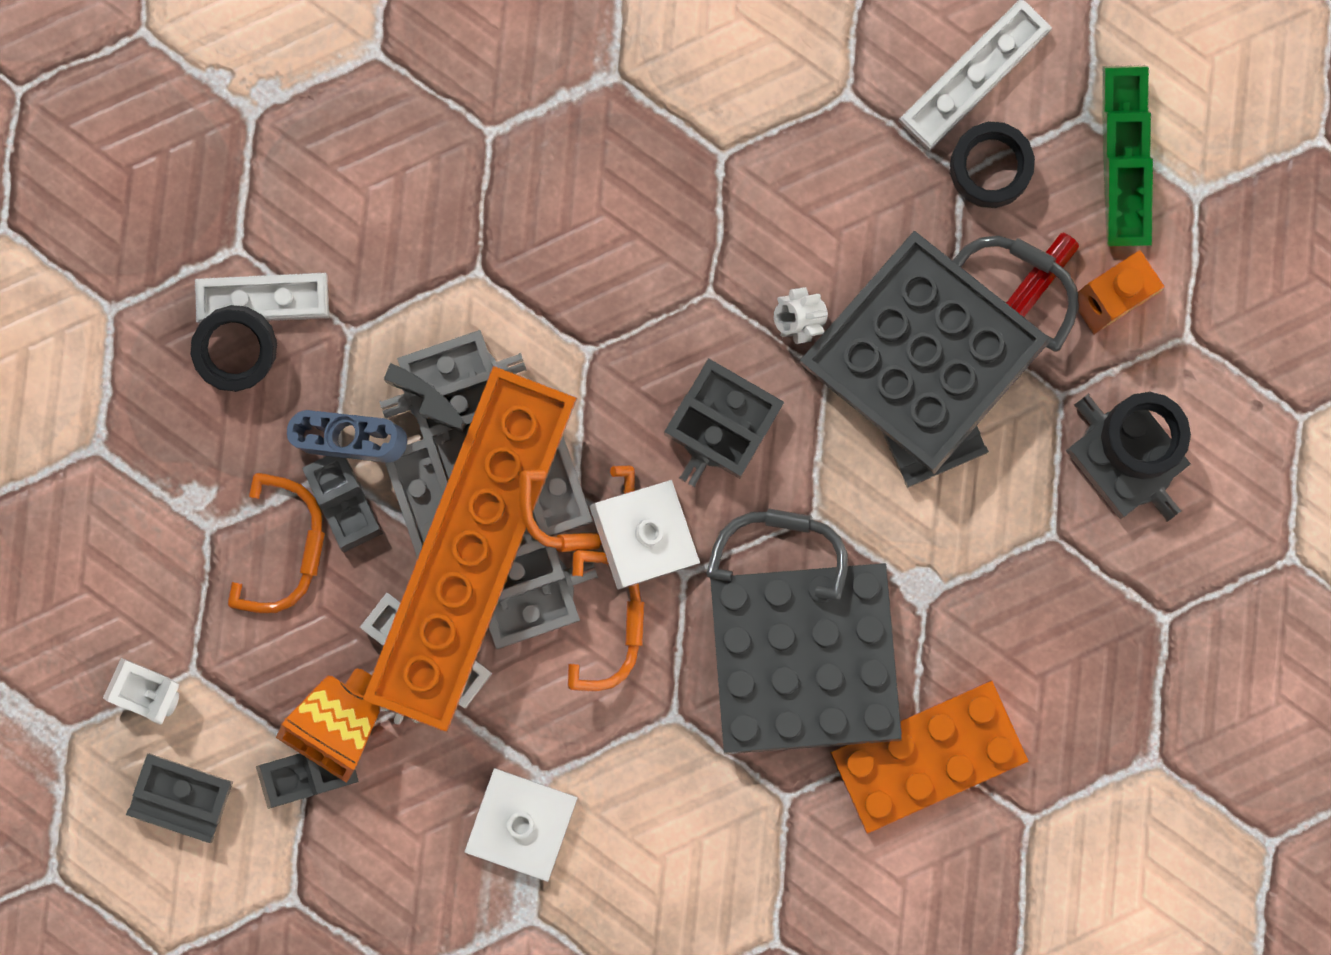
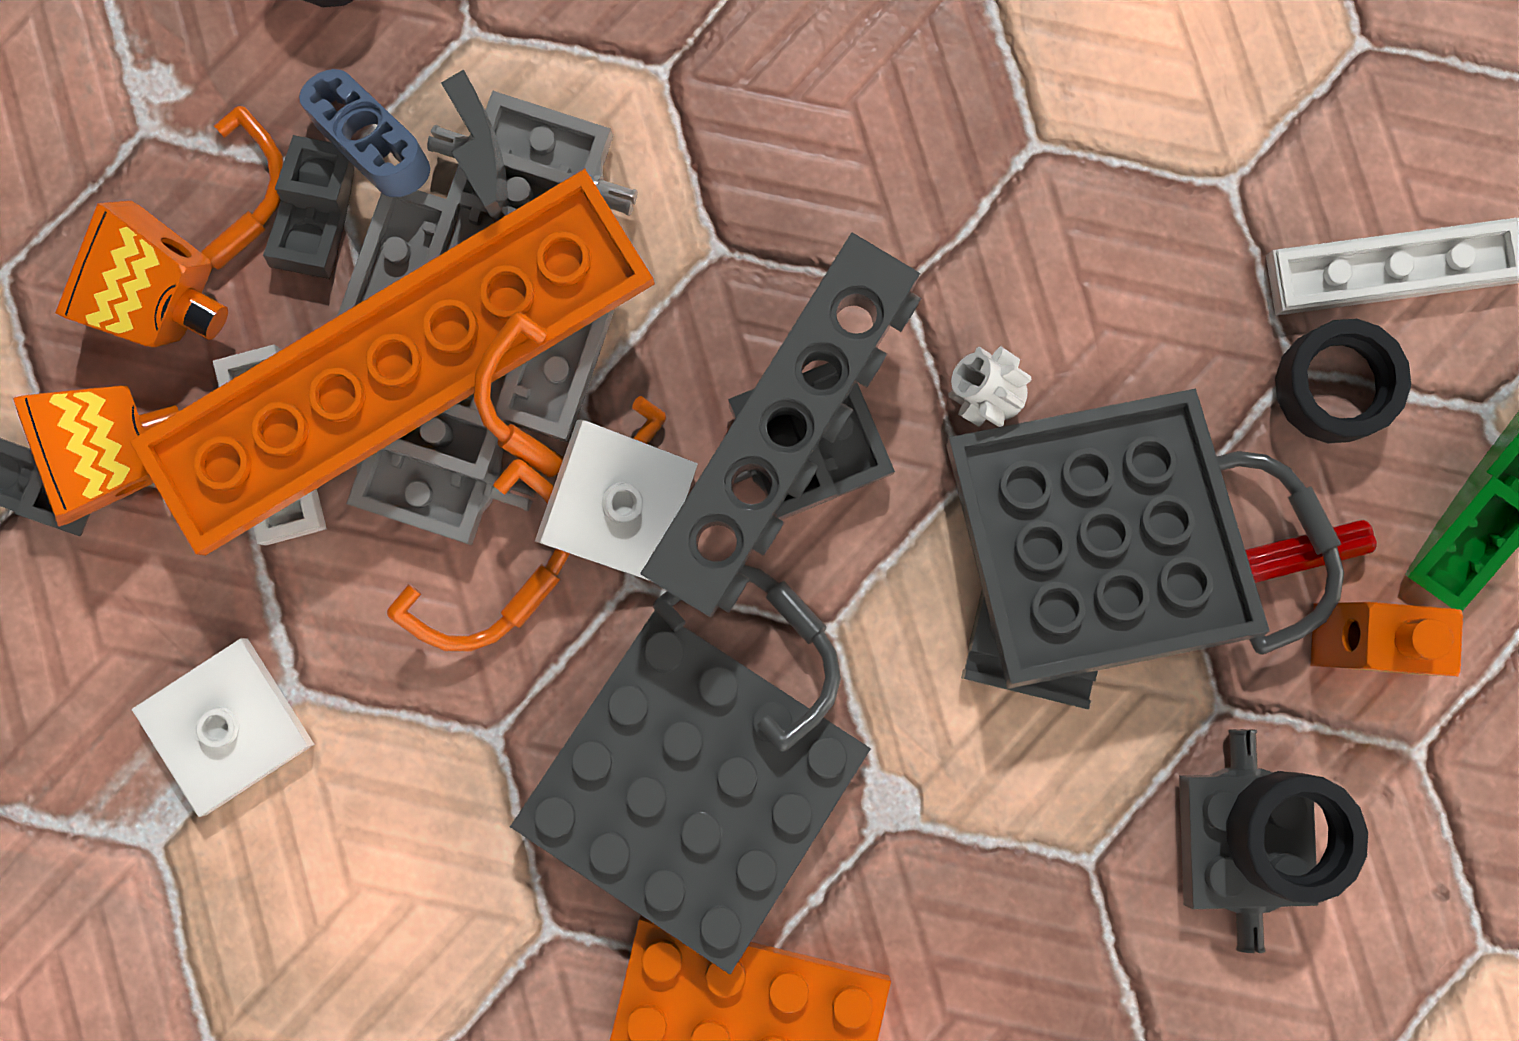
camera: 35 degrees right, 0 degrees up
(288, 613) = (139, 280): none -> orange torso
(685, 313) = (857, 277): none -> dark grey brick

